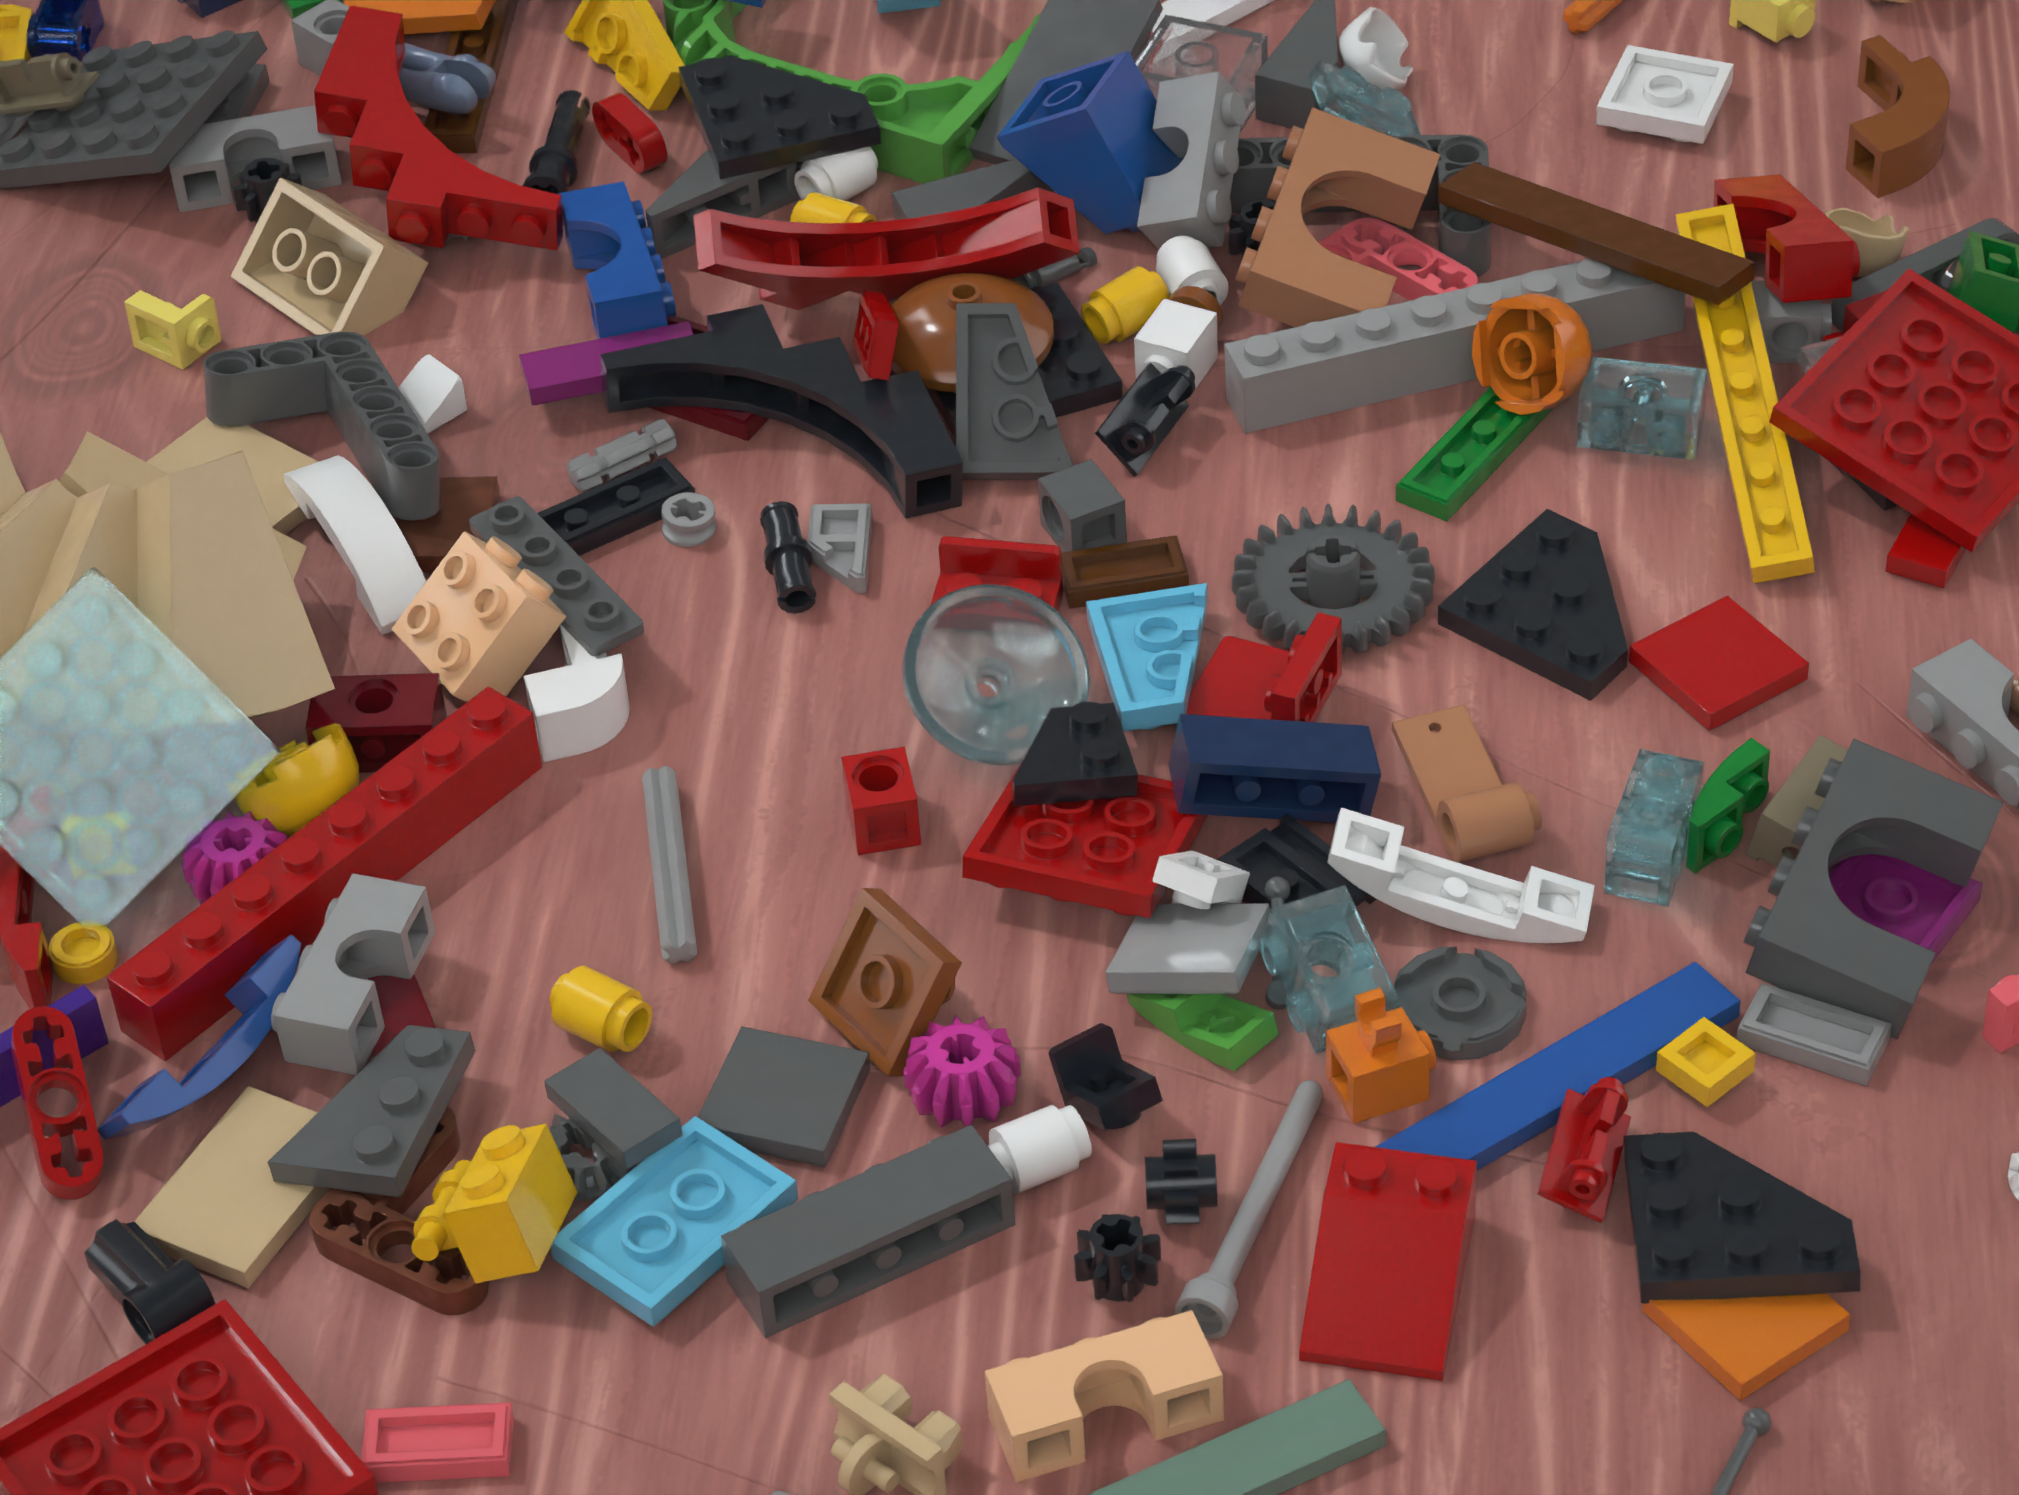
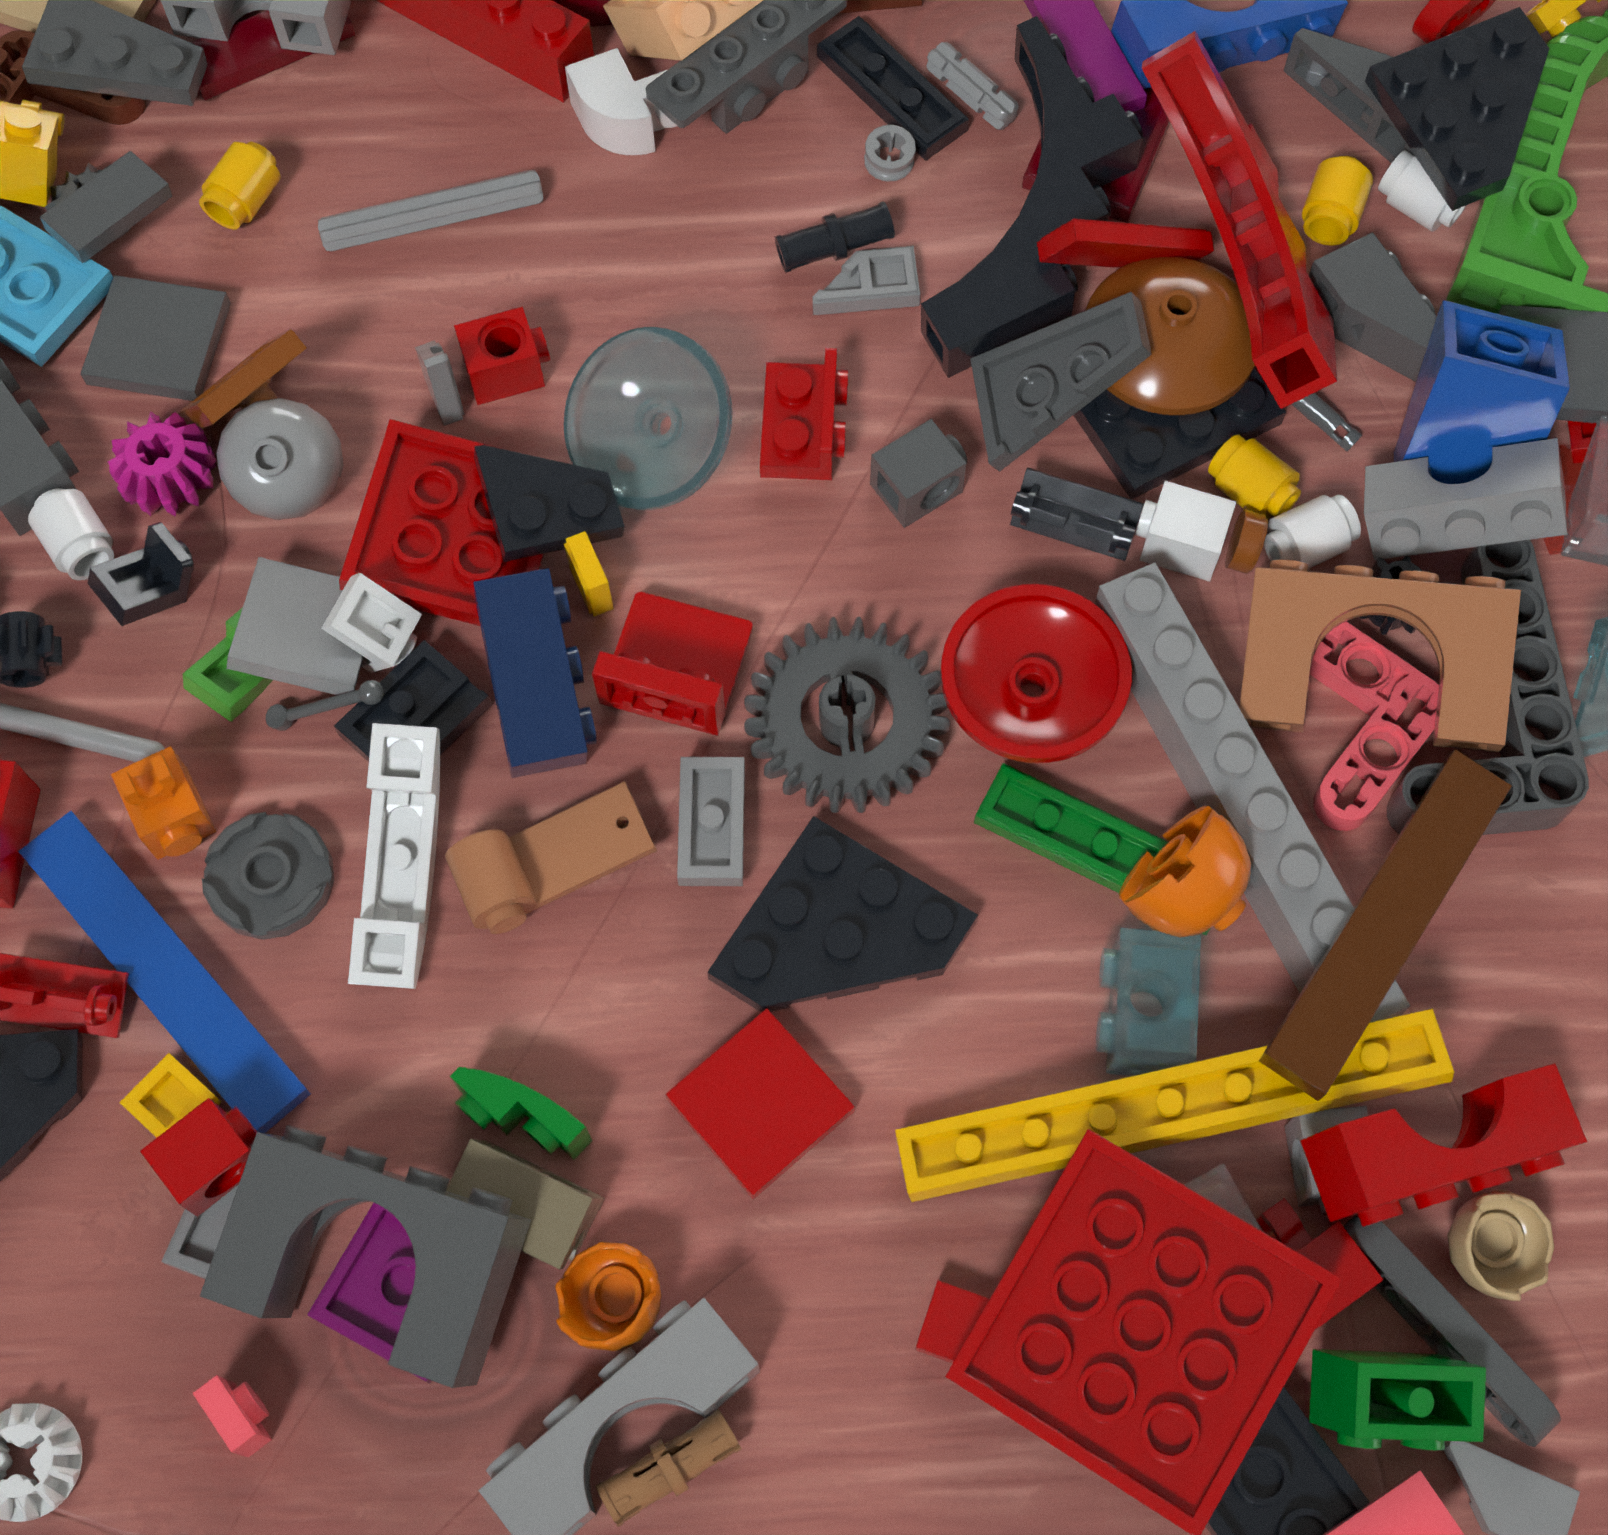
camera: 80 degrees right, 25 degrees up
(907, 836) = (440, 381): none -> light grey tile
(1001, 954) = (279, 459): none -> light grey cylinder
(1123, 570) = (853, 526): reddish brown tile -> none
(1149, 651) = (715, 554): medium azure wing -> none
(1152, 738) = (588, 574): none -> yellow tile
(1319, 437) = (1044, 640): none -> red dish
(1327, 933) = (298, 746): clear light blue brick -> none
(1436, 673) = (711, 821): none -> light grey plate
(1652, 827) = (479, 1033): clear light blue brick -> none
(1773, 1006) = (202, 1155): none -> red brick
(1915, 732) = (608, 1297): none -> orange hair

